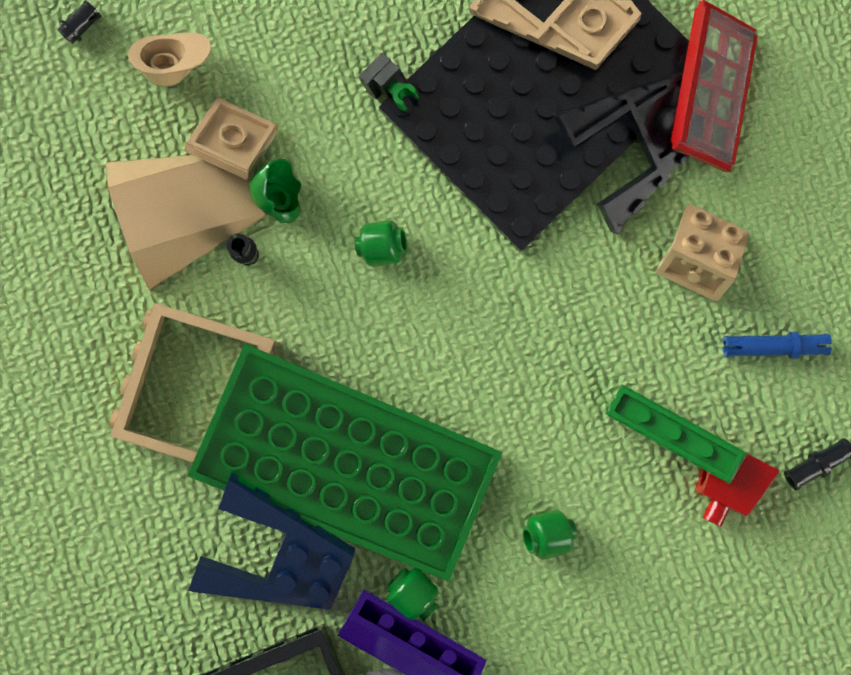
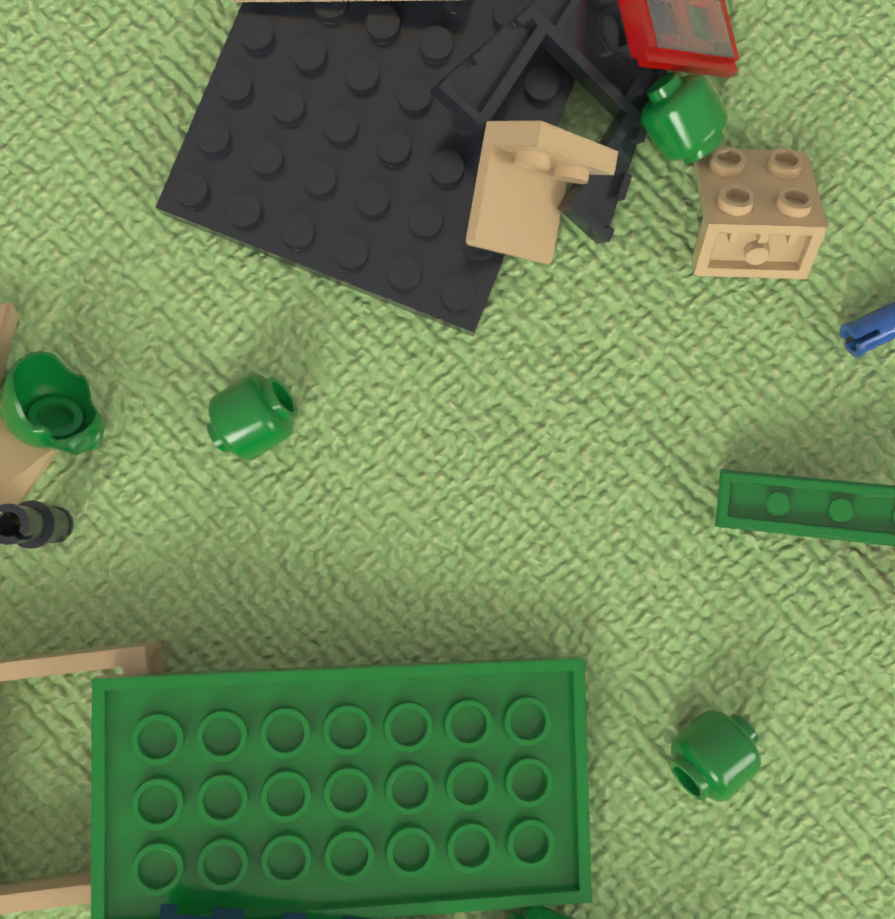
camera: 20 degrees left, 0 degrees up
(387, 79) = (147, 159): pearl dark grey piece -> none
(581, 185) = (525, 181): none -> tan bracket
(687, 184) = (684, 117): none -> green head

